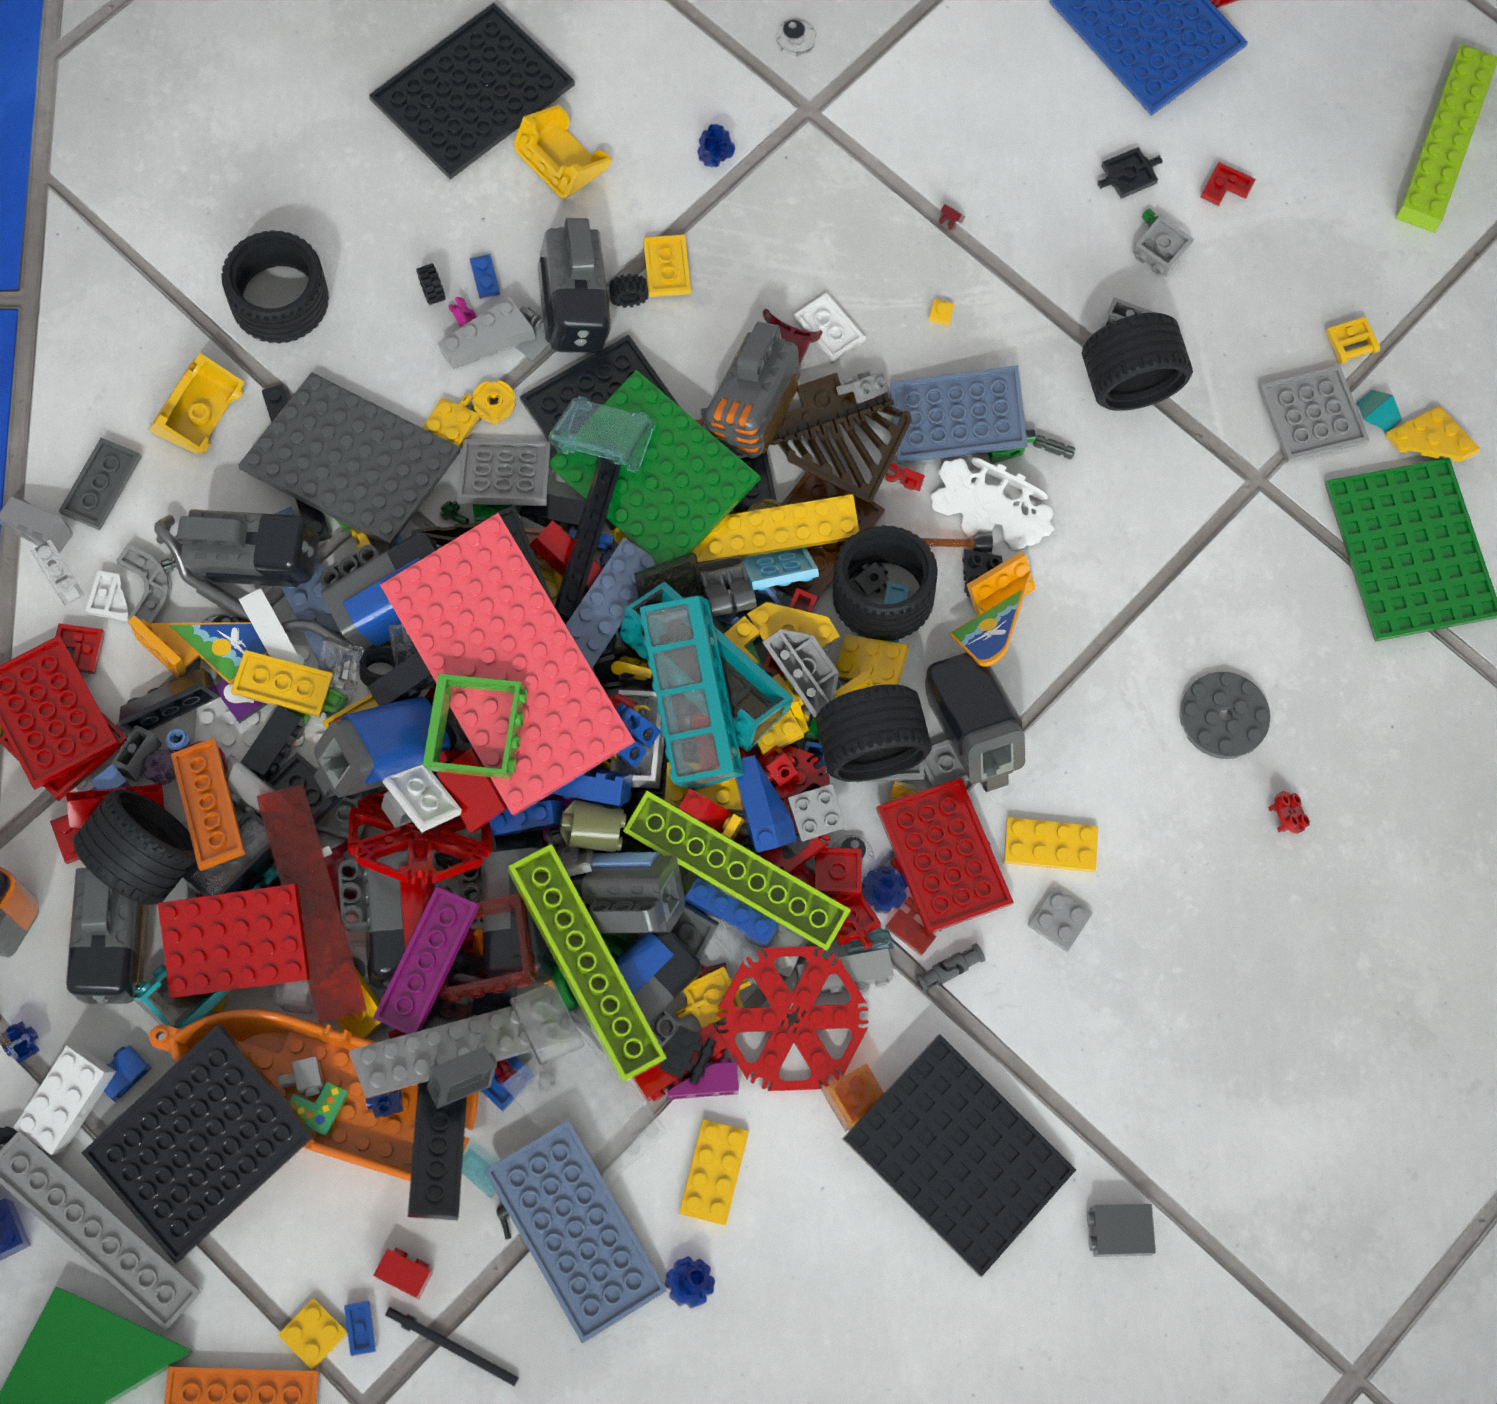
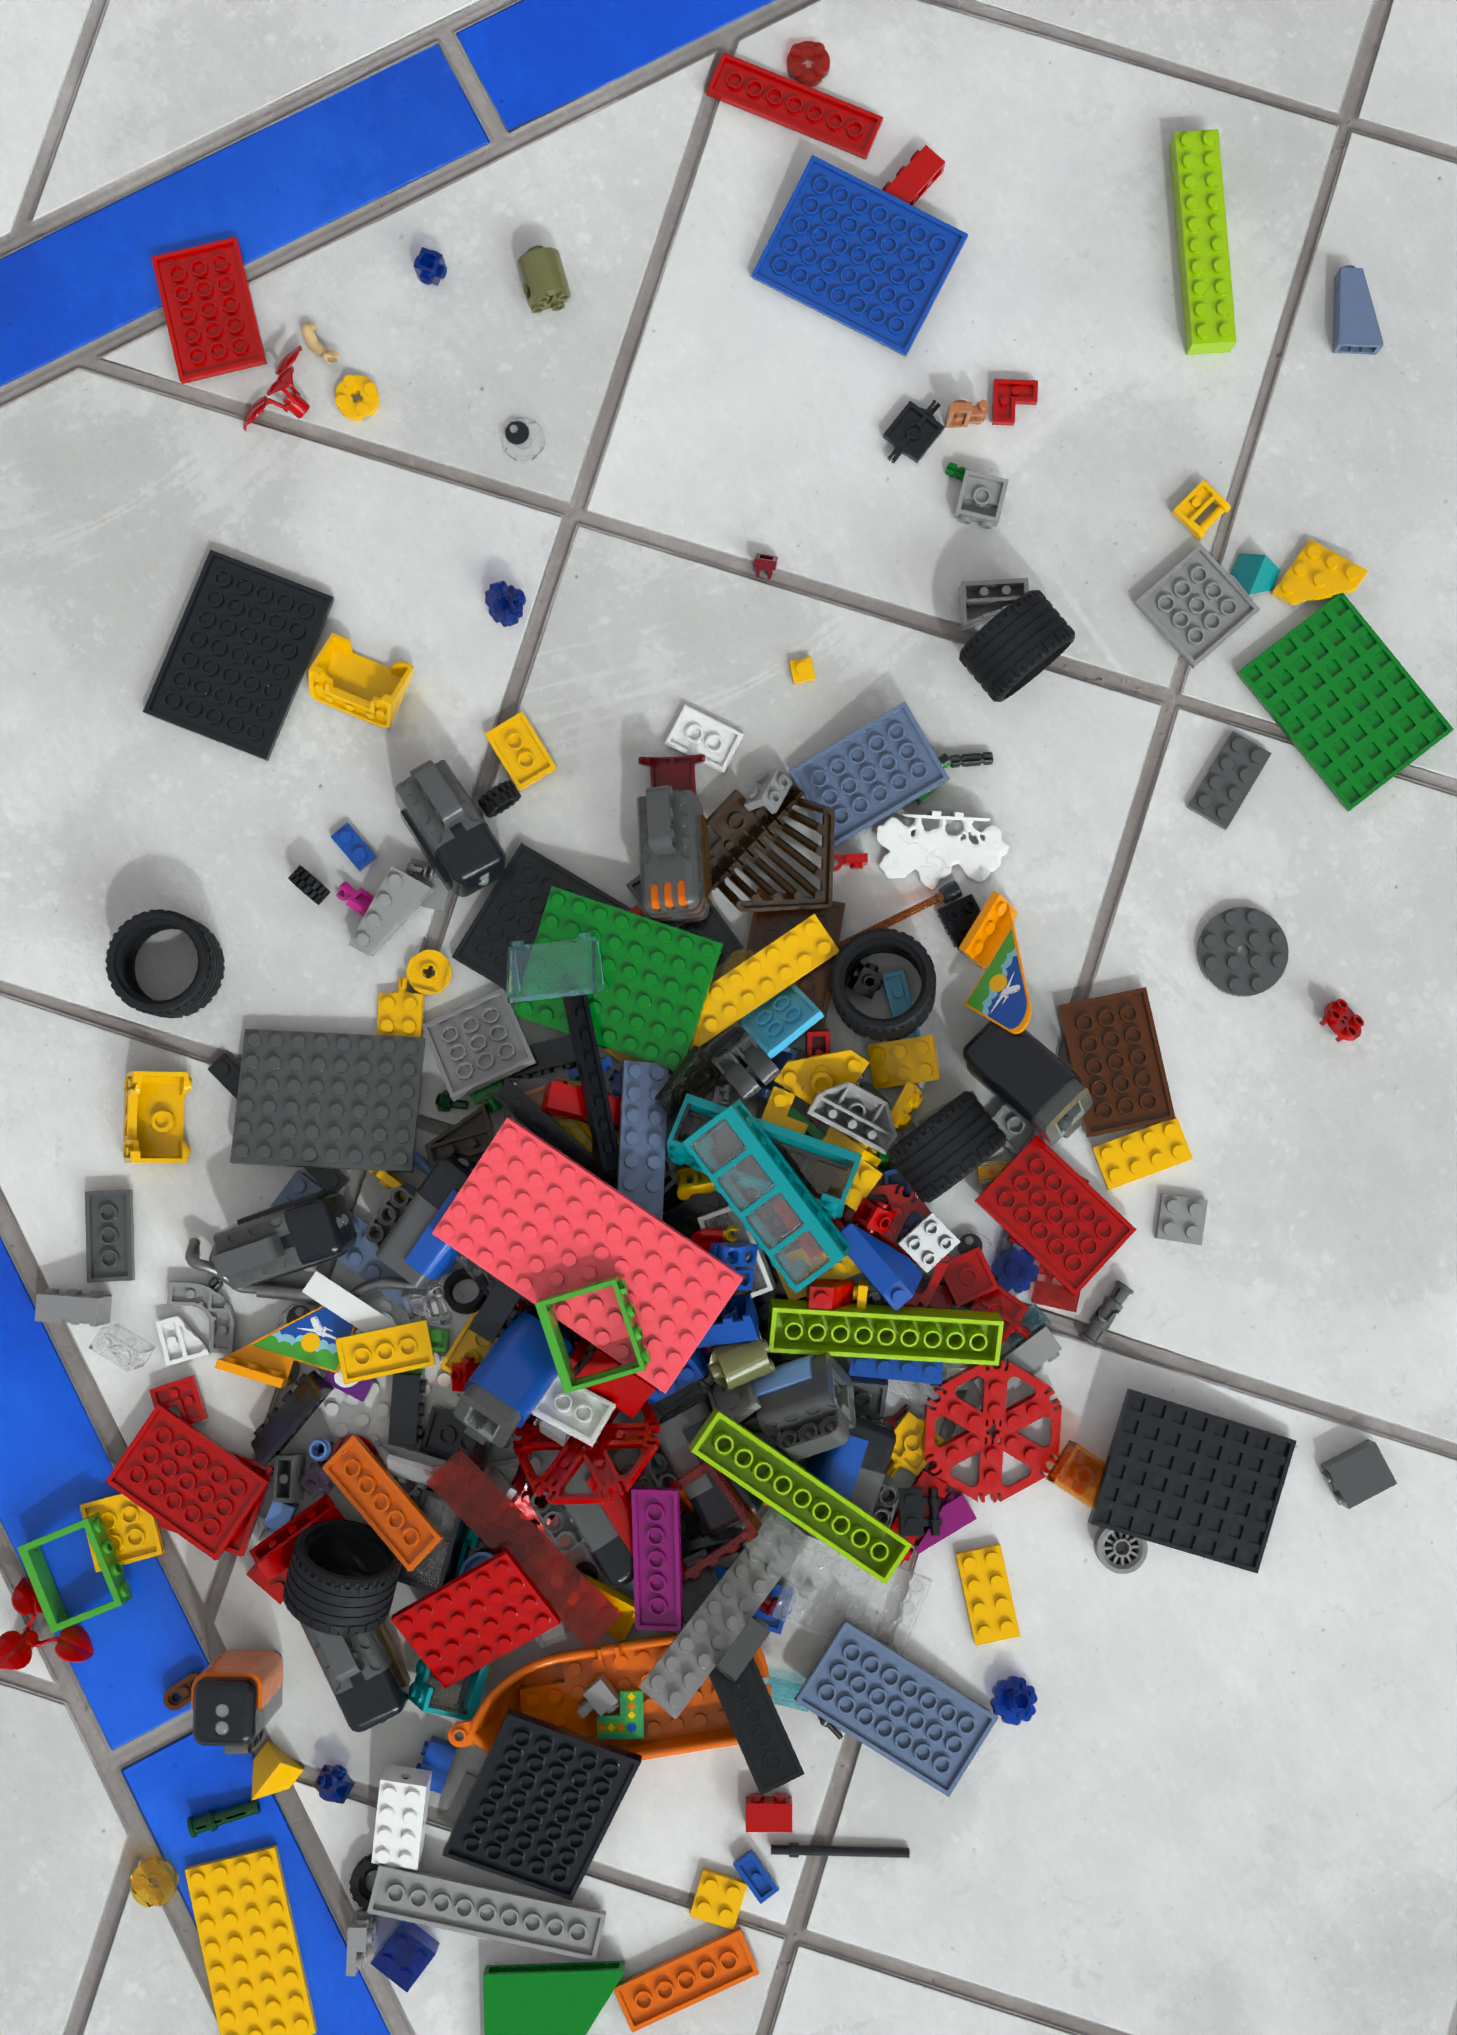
camera: 20 degrees left, 15 degrees up
(846, 1203) = (1122, 1567): none -> light grey wheel
(1065, 754) = (1118, 1060): none -> reddish brown plate
(1178, 175) = (963, 413): none -> nougat plate
(1278, 567) = (1229, 780): none -> dark grey plate

